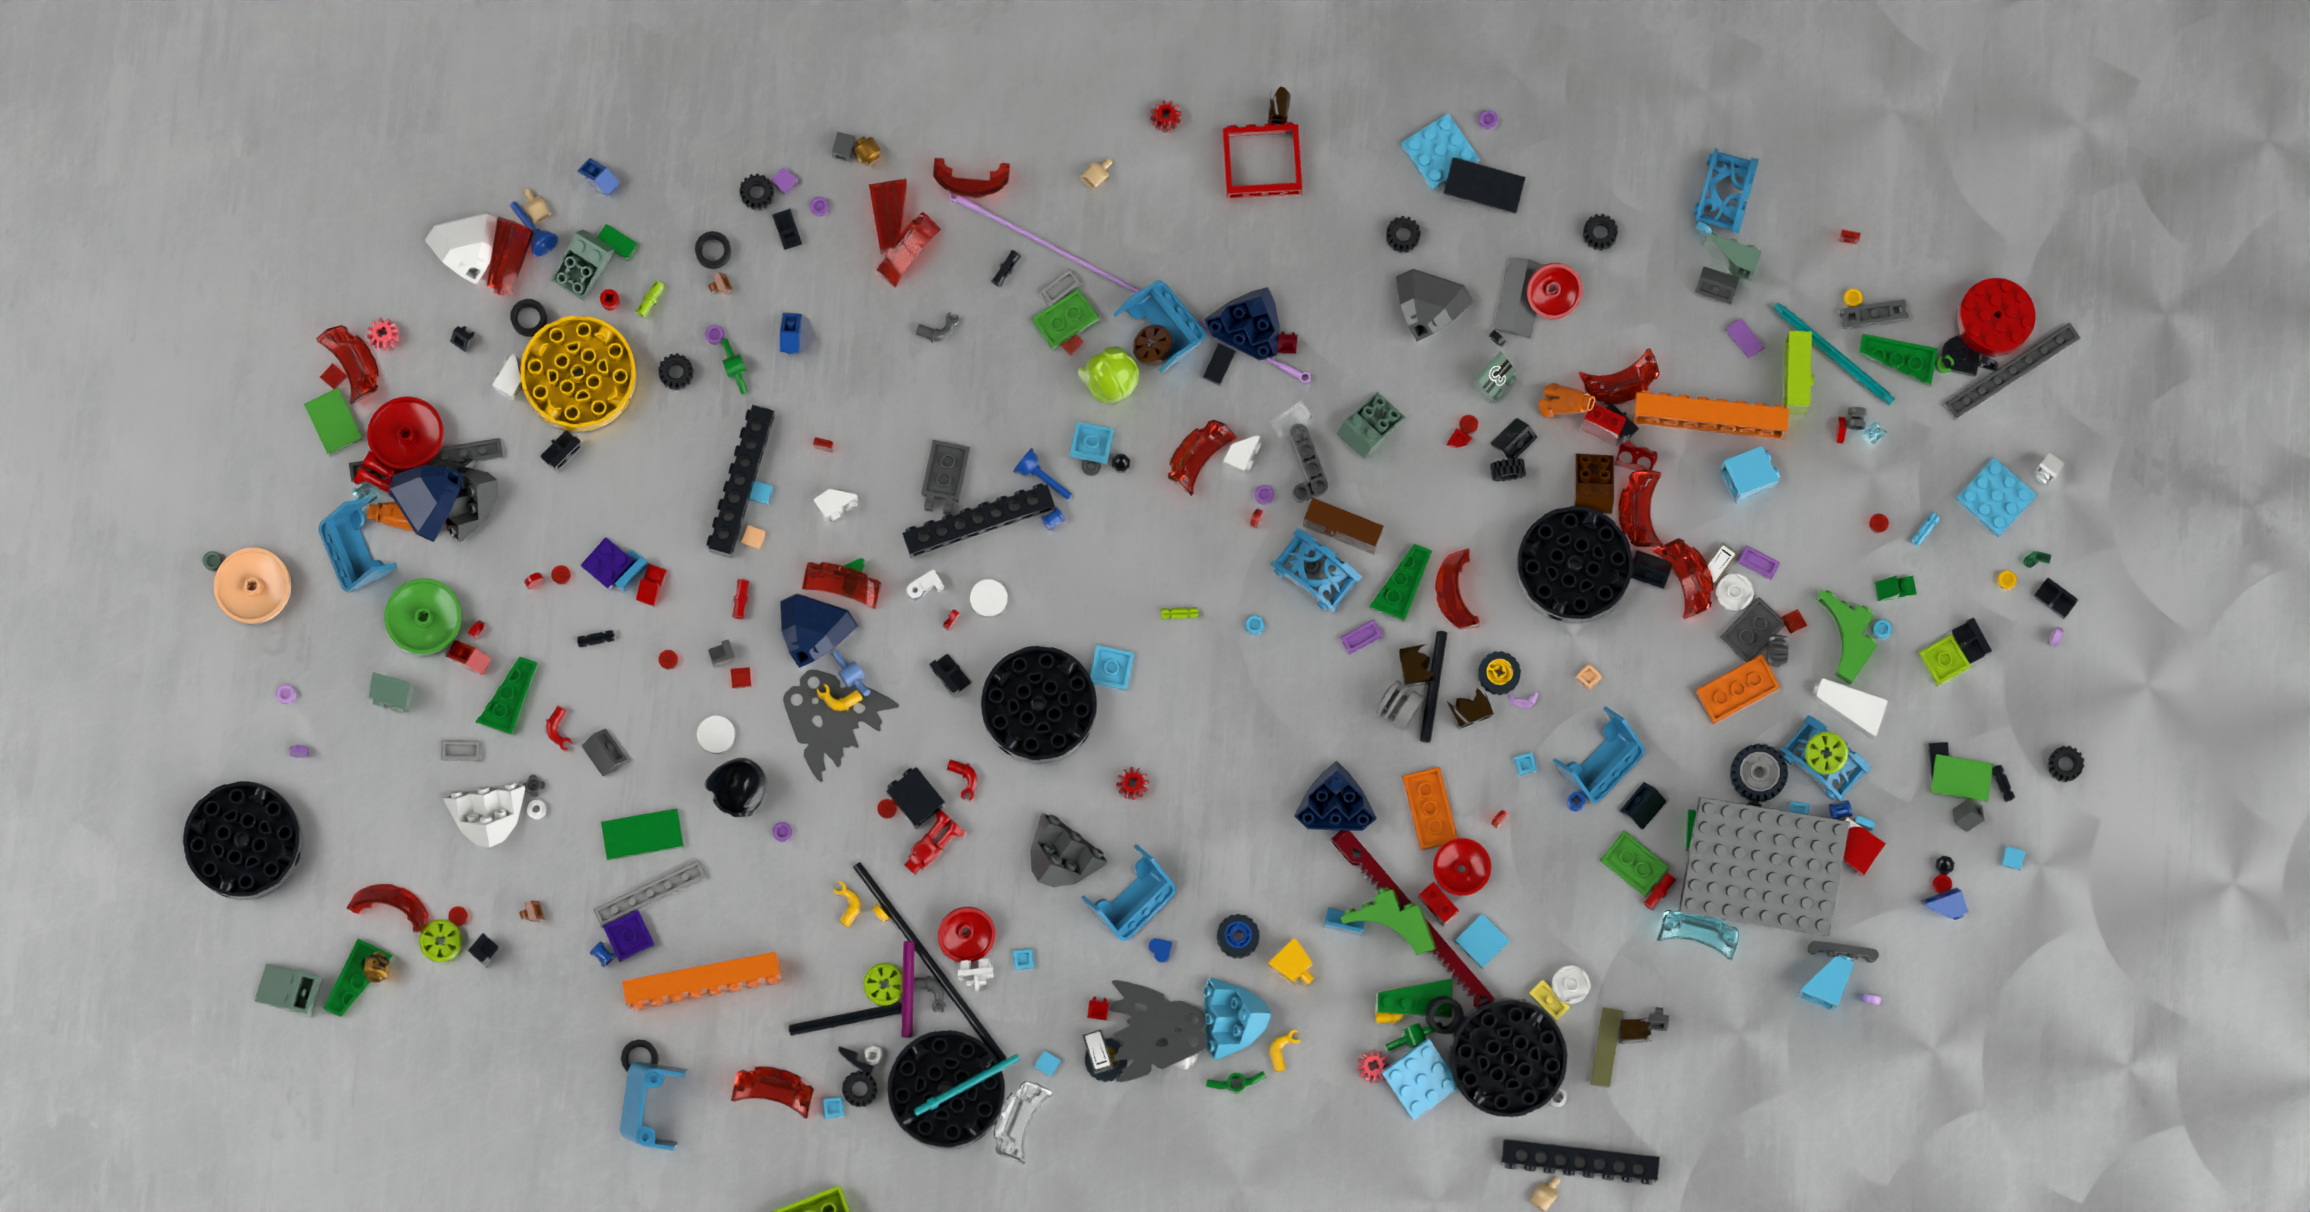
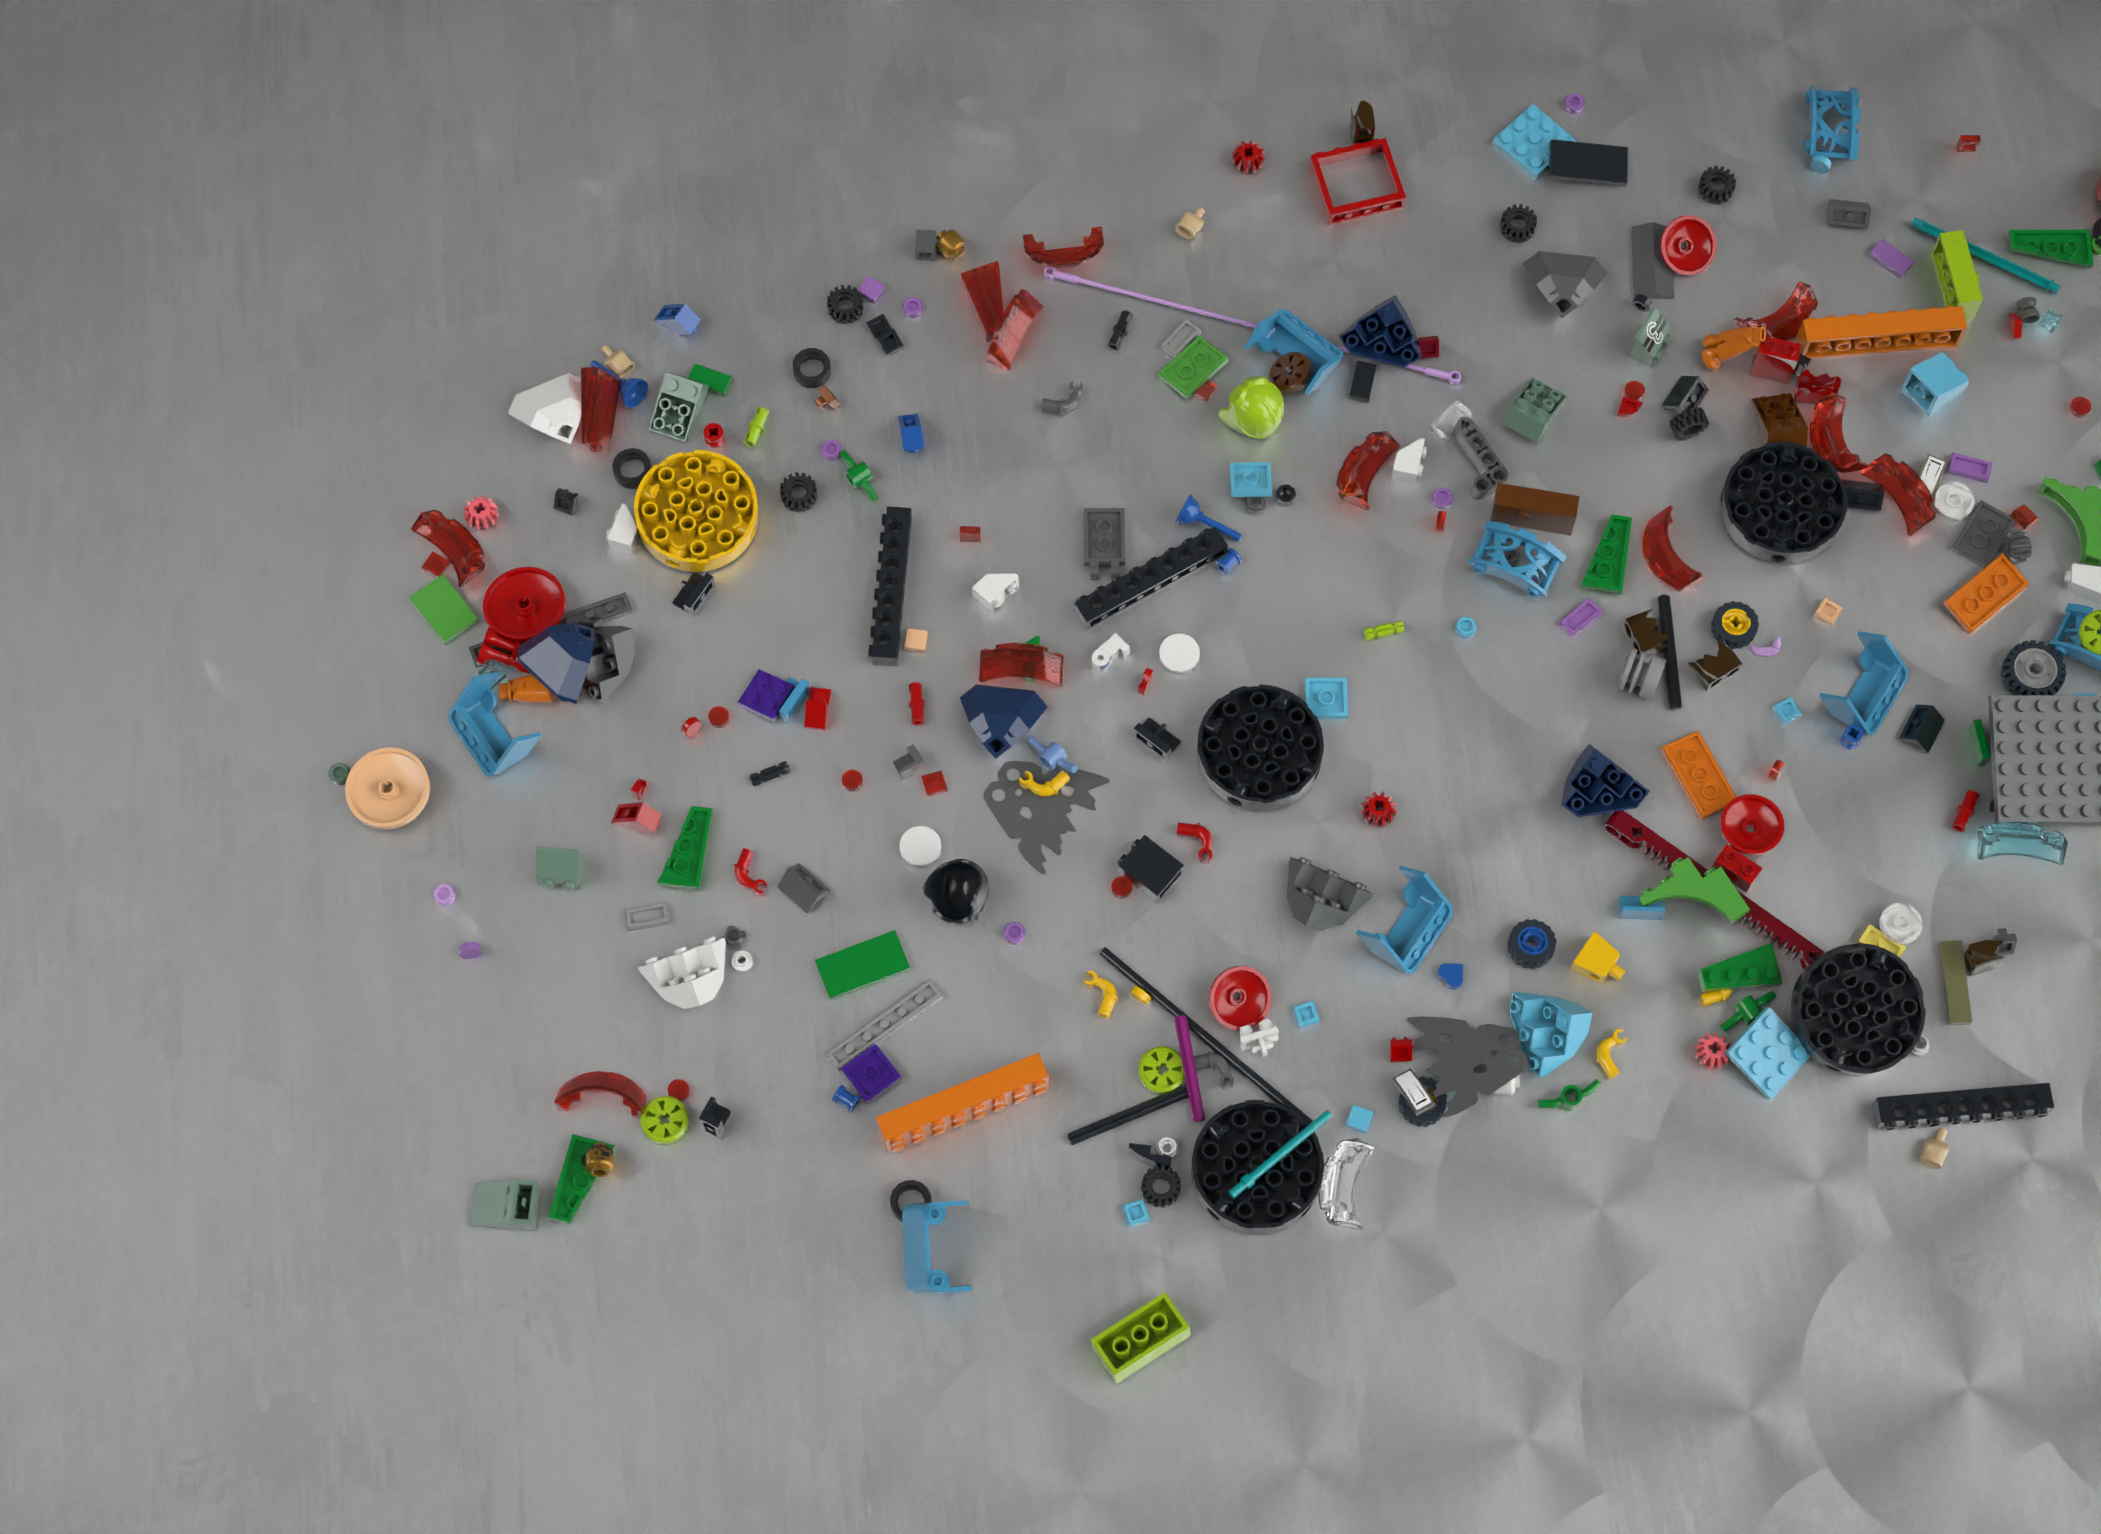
camera: 10 degrees left, 10 degrees down
(248, 868) = (443, 1079): black brick -> none
(423, 616) = (579, 784): bright green dish -> none
(533, 912) = (760, 1068): dark orange tile -> none
(761, 492) = (914, 594): medium azure tile -> none
(774, 1085) = (1067, 1202): clear red windscreen -> none
(925, 850) = (1174, 920): red piece -> none
(1430, 1011) = (1762, 984): black tyre -> none
(1482, 940) = (1792, 898): medium azure tile -> none
(1634, 863) = (1930, 789): bright green tile -> none
(1733, 256) = (1858, 179): sand green slope -> none
(1853, 297) = (1988, 200): yellow tile -> none
(1873, 314) = (2014, 210): dark grey plate -> none

